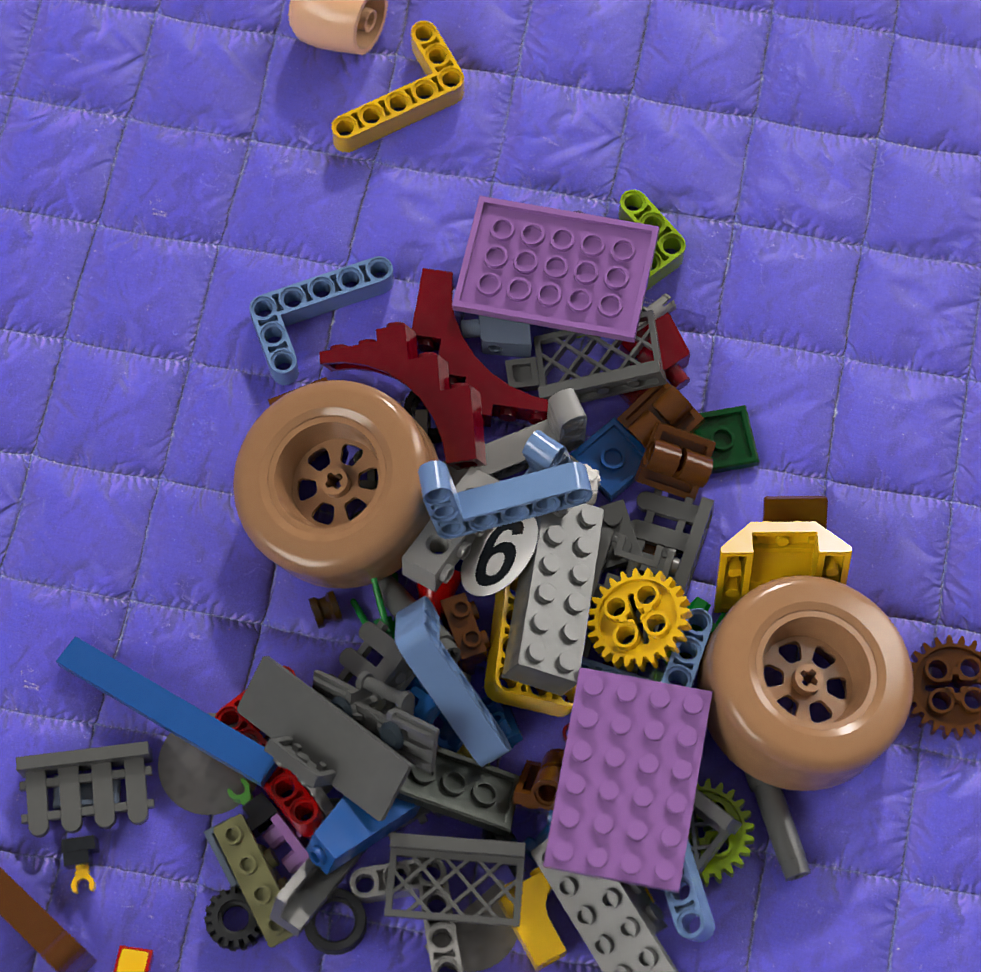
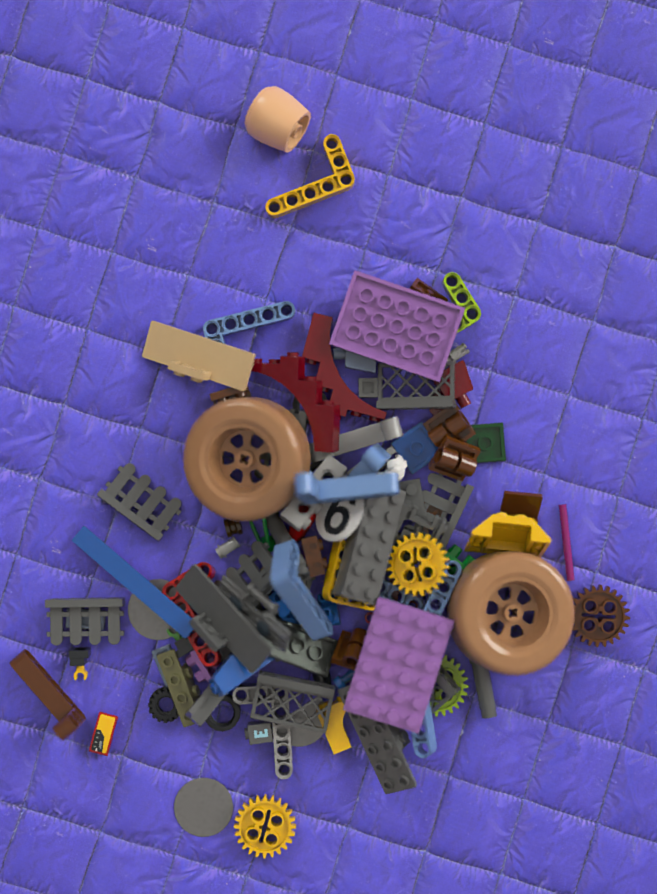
camera: 10 degrees right, 20 degrees up
(169, 614) = (133, 495): none -> dark grey fence
(245, 347) = (198, 356): none -> tan bracket
(318, 646) = (227, 547): none -> light grey pin
(402, 947) = (259, 732): none -> dark grey brick
(878, 572) = (566, 542): none -> magenta bar

